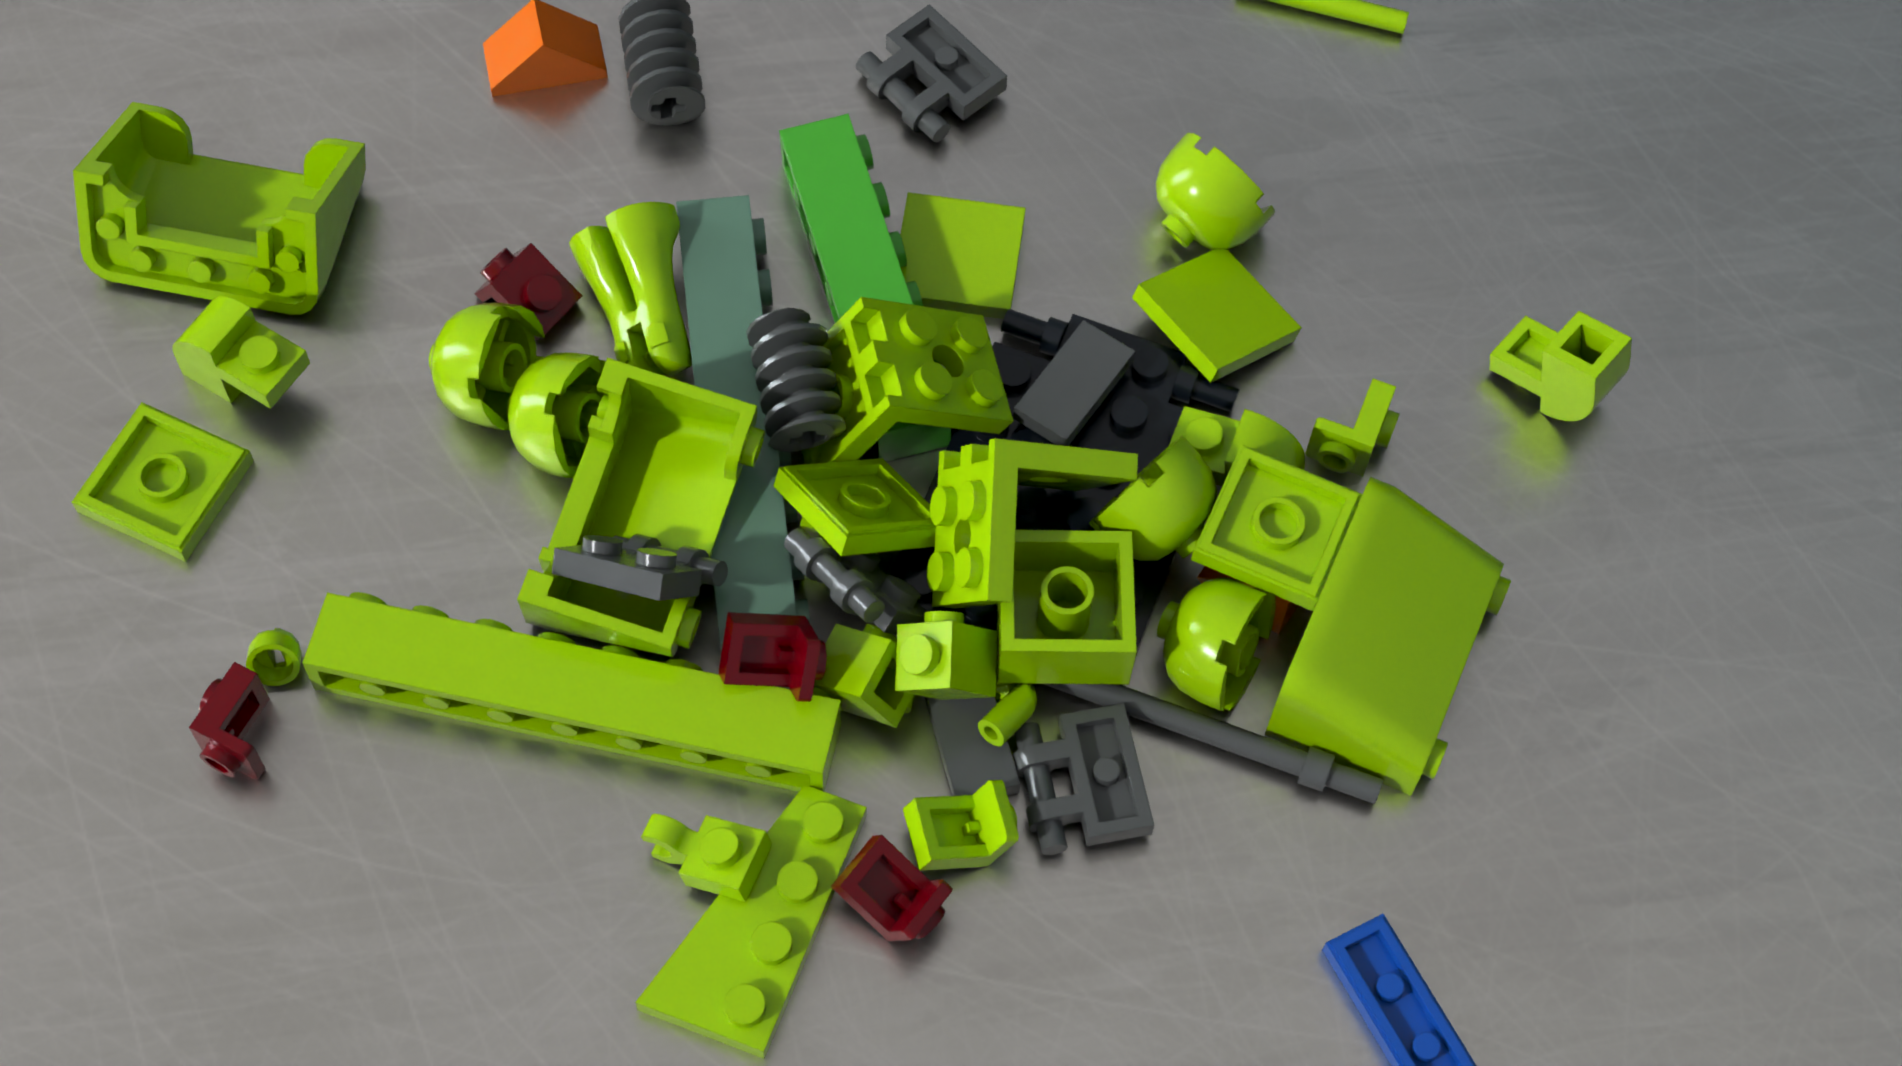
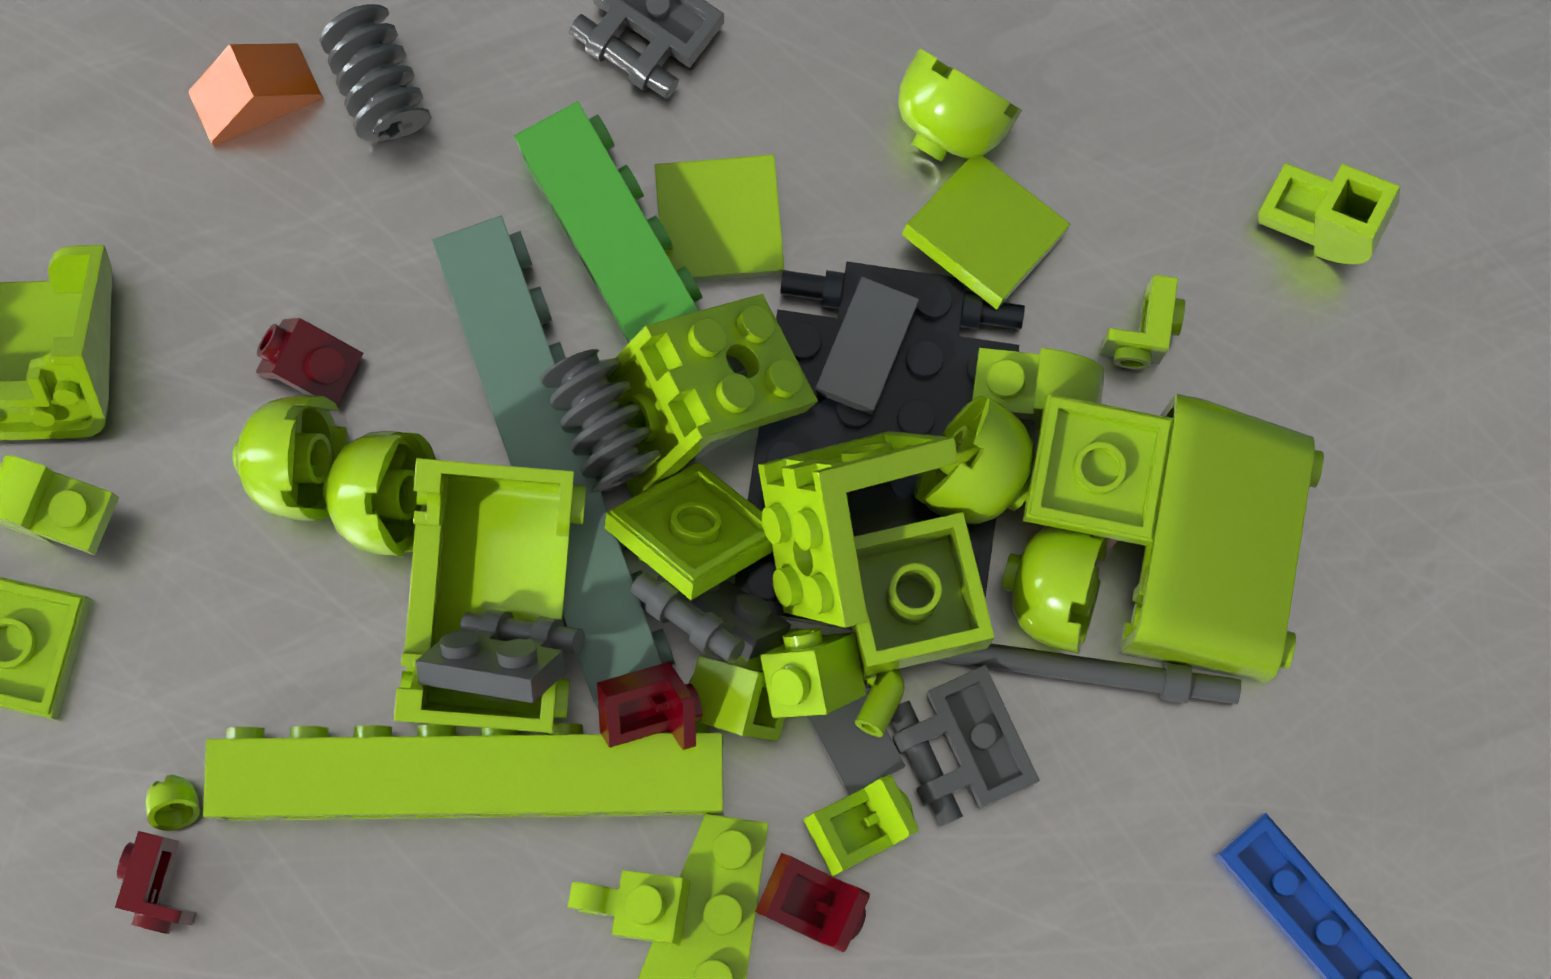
camera: 10 degrees left, 15 degrees up
(635, 286) = (410, 330): lime piece -> none

